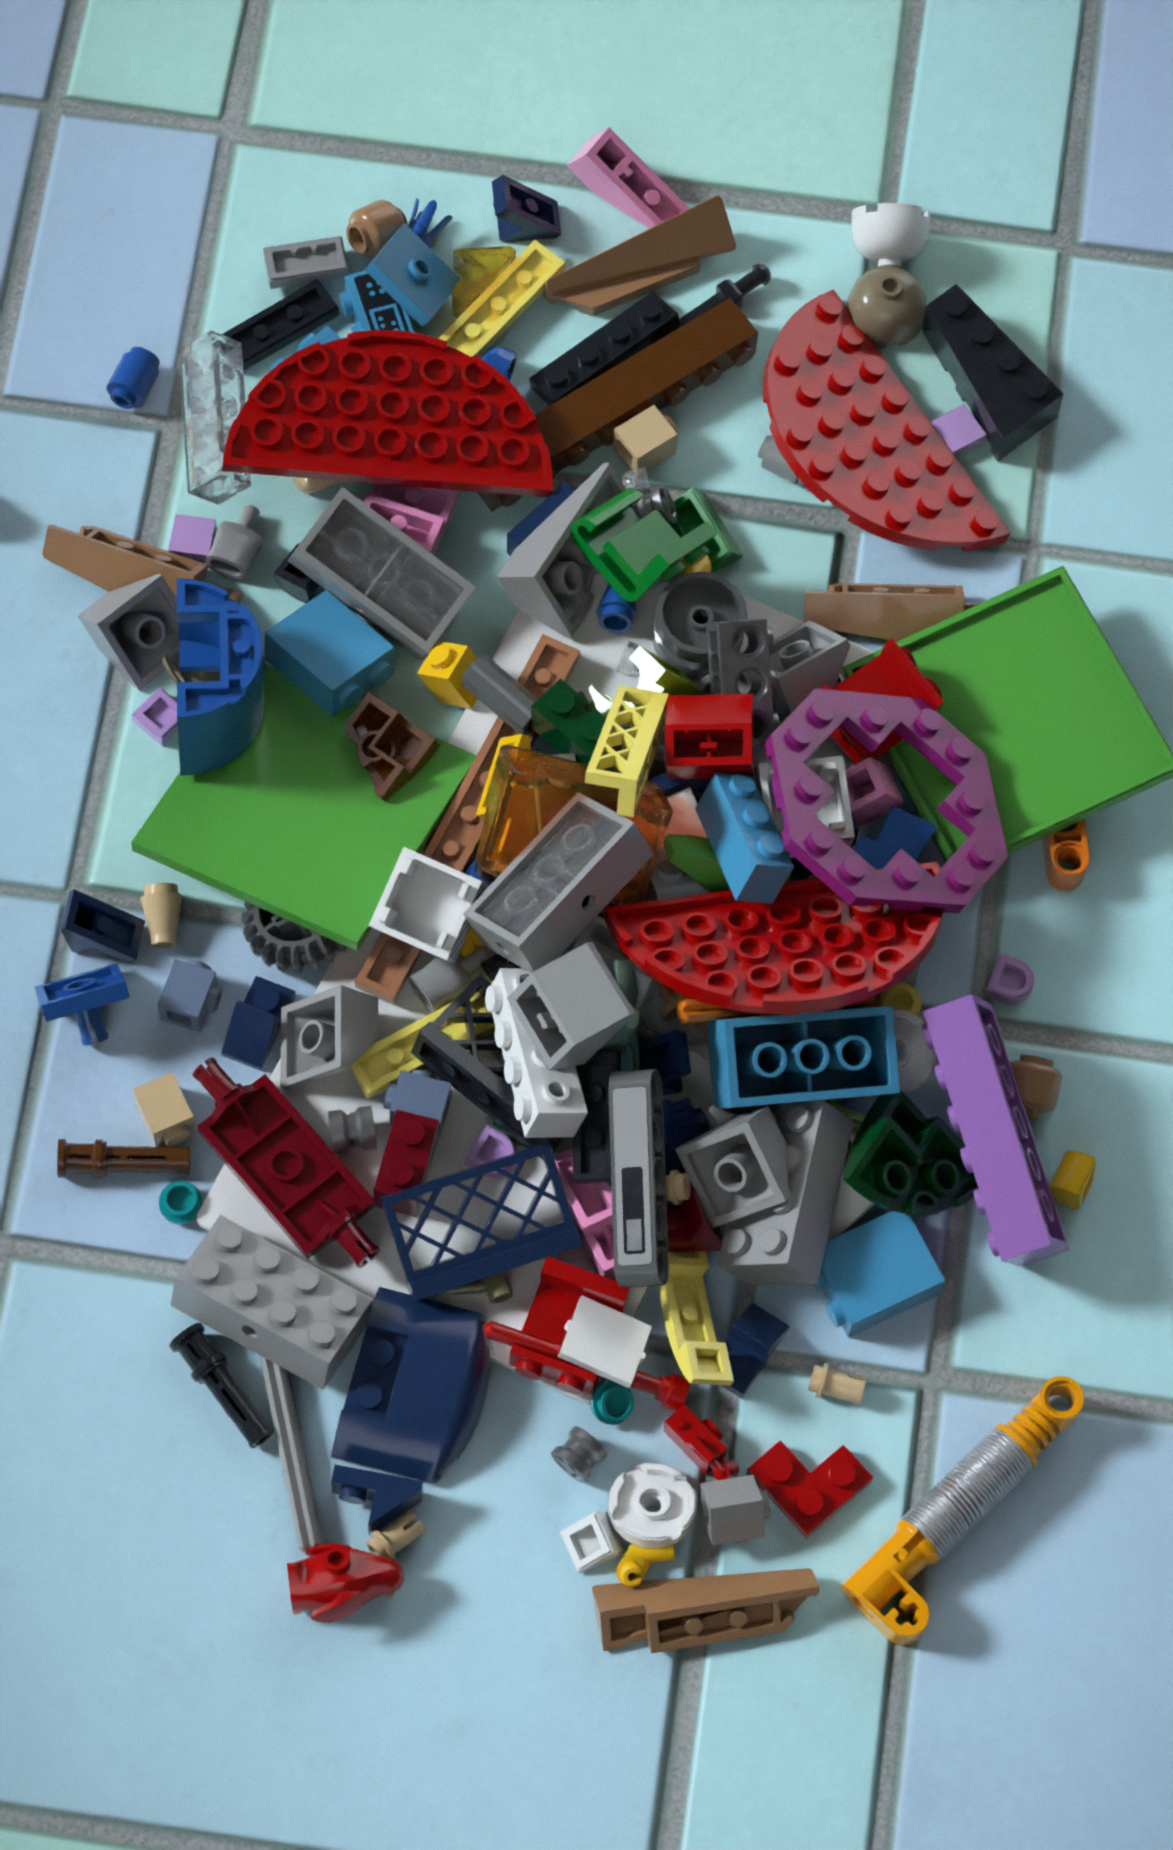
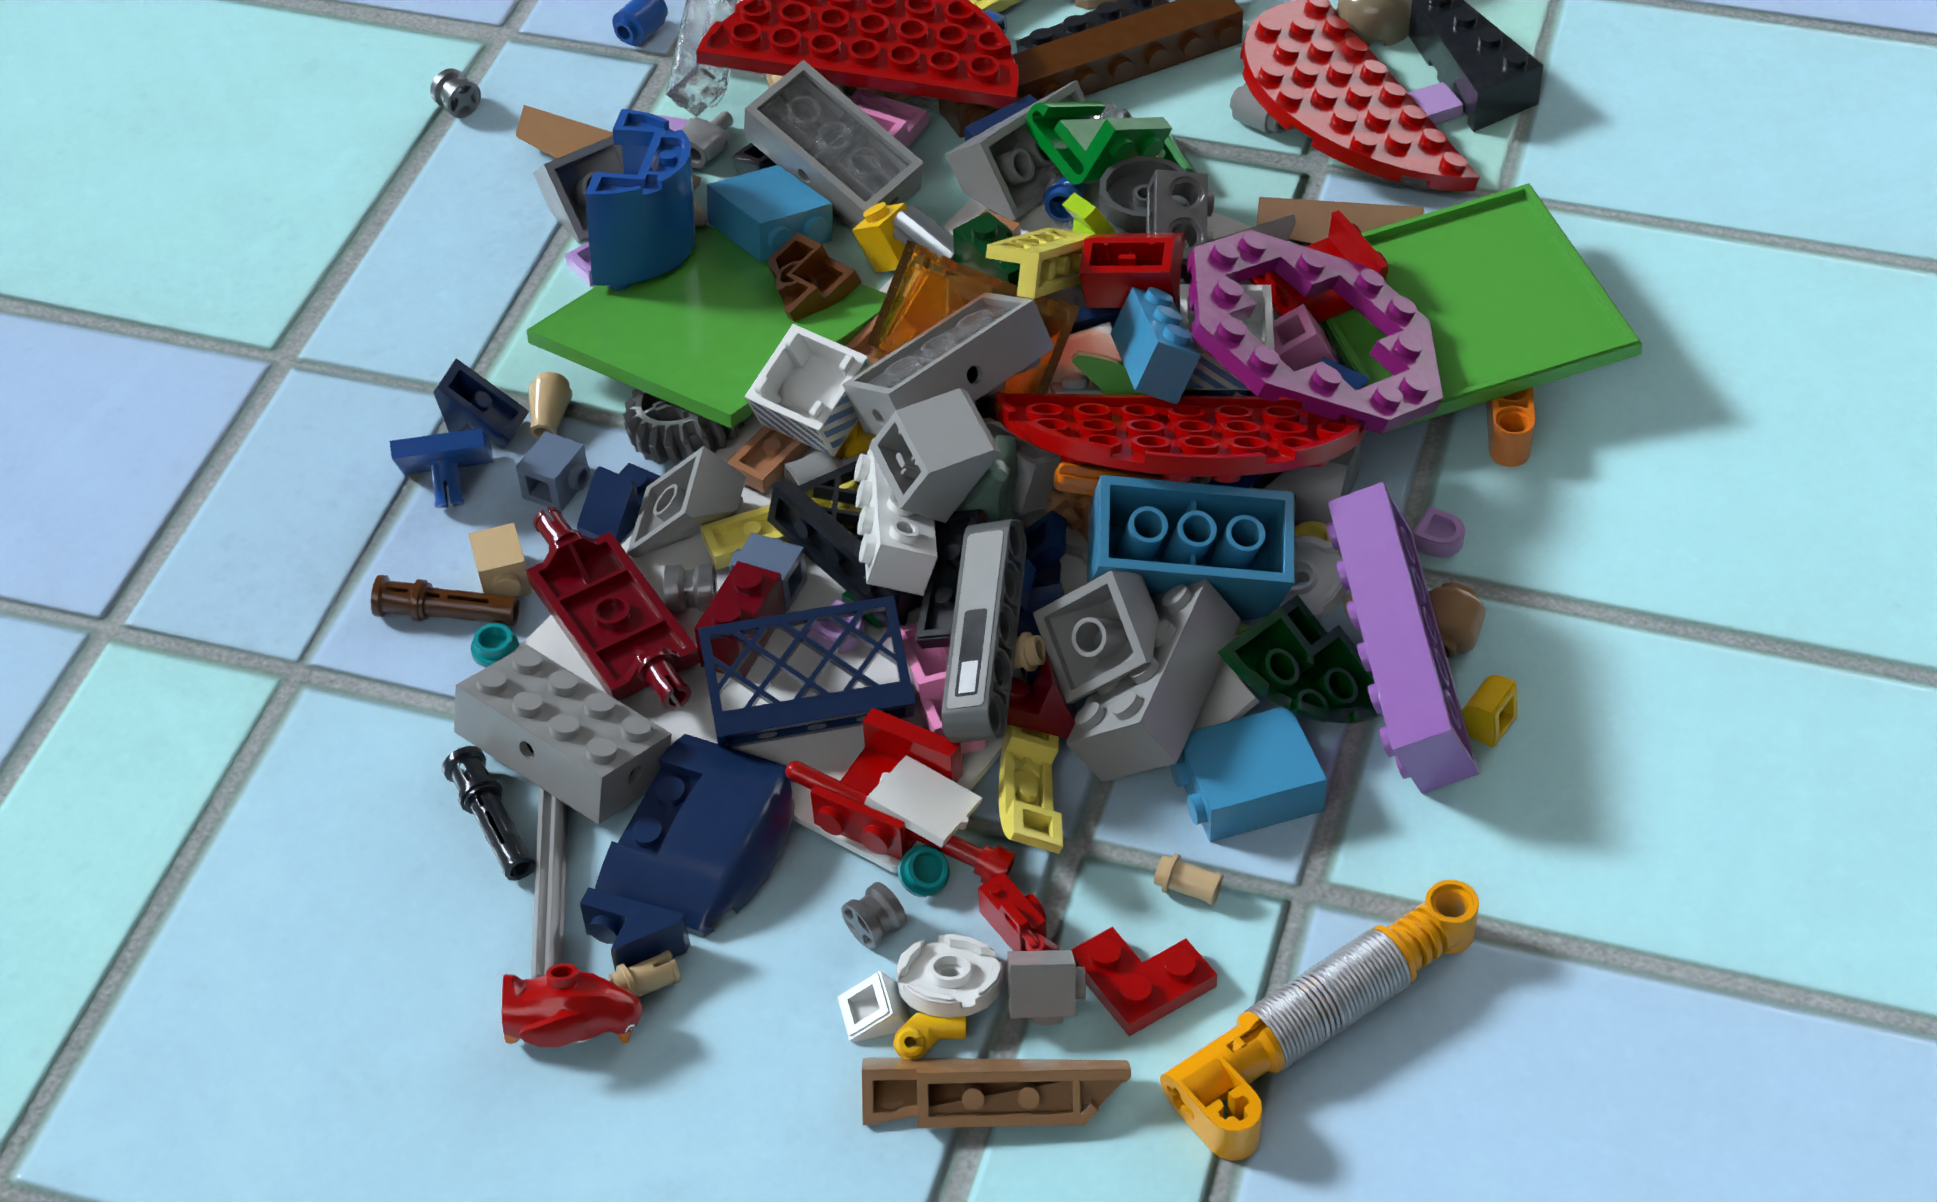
camera: 15 degrees right, 20 degrees down
(496, 1286) = (812, 743): olive hand -> none
(646, 439) = (1121, 82): tan brick -> none
(750, 1346) = (1090, 838): dark blue slope -> none

